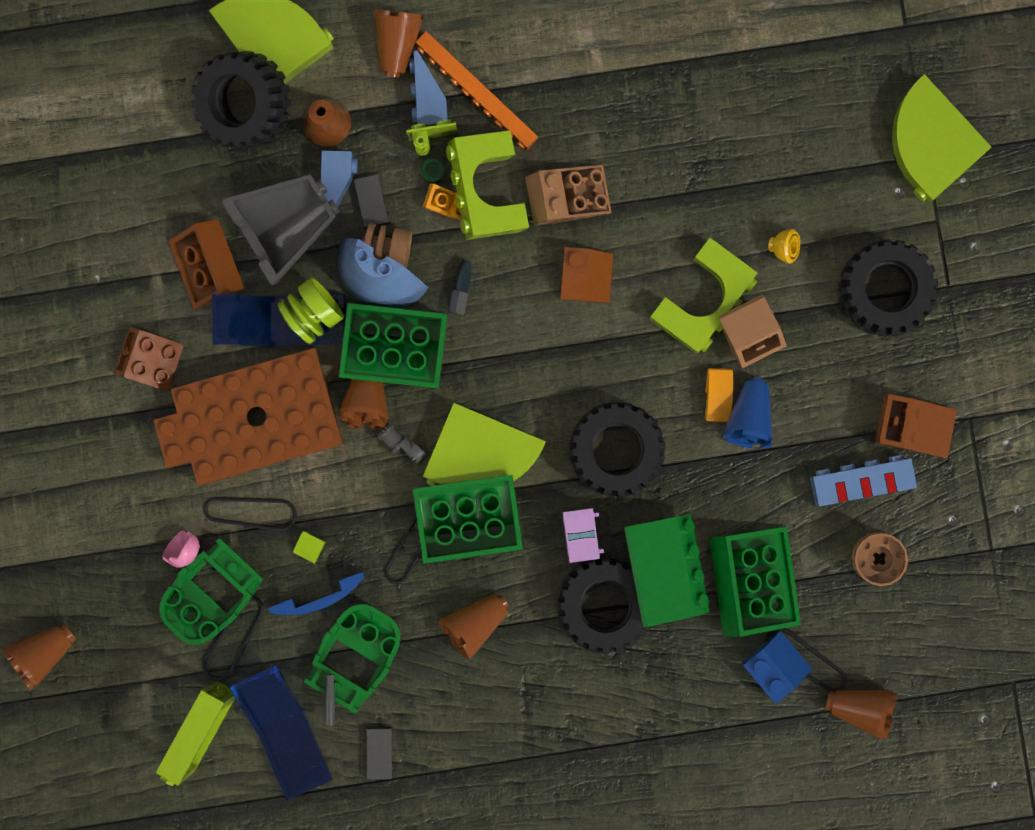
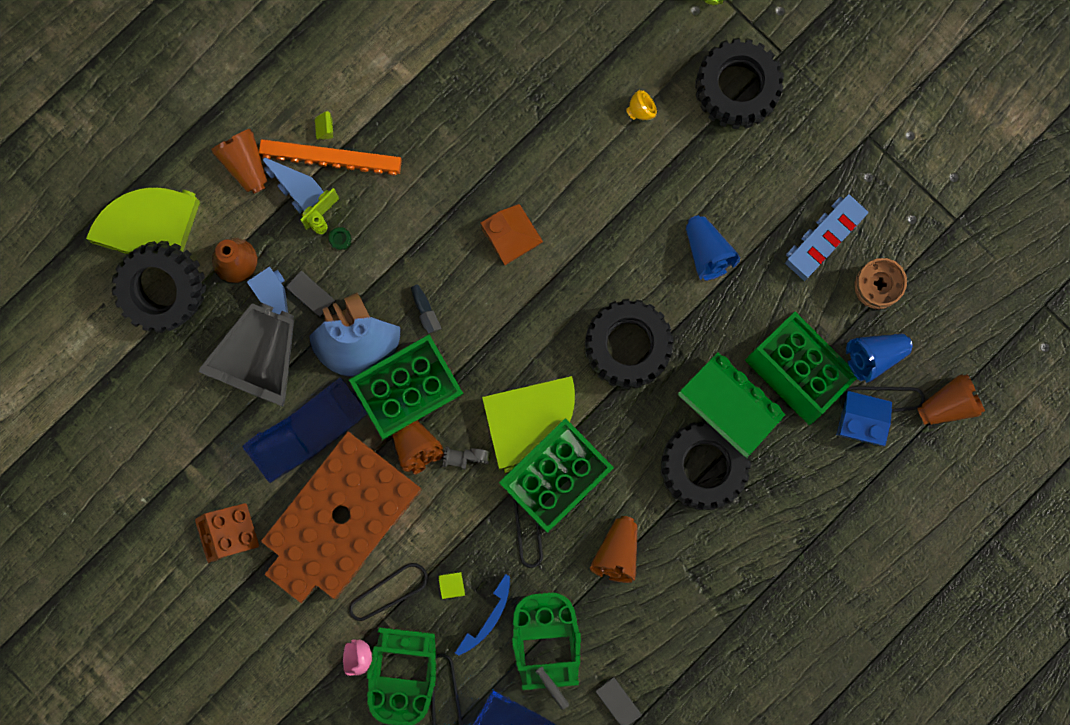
camera: 40 degrees left, 5 degrees down
(205, 262) = (218, 429): dark orange slope -> none
(307, 313) = (324, 405): lime wheel -> none
(442, 202) = (372, 253): light orange slope -> none
(479, 218) = (399, 246): lime arch -> none
(491, 59) = (324, 126): none -> lime slope
(567, 194) = (453, 184): medium nougat slope -> none
(581, 535) = (649, 426): lavender container -> none
(719, 394) = (674, 250): light orange slope -> none
(734, 279) = (622, 157): lime arch -> none
(752, 331) = (664, 185): medium nougat slope -> none
(830, 618) = (877, 354): none -> blue cone
(915, 426) = (833, 169): dark orange slope -> none

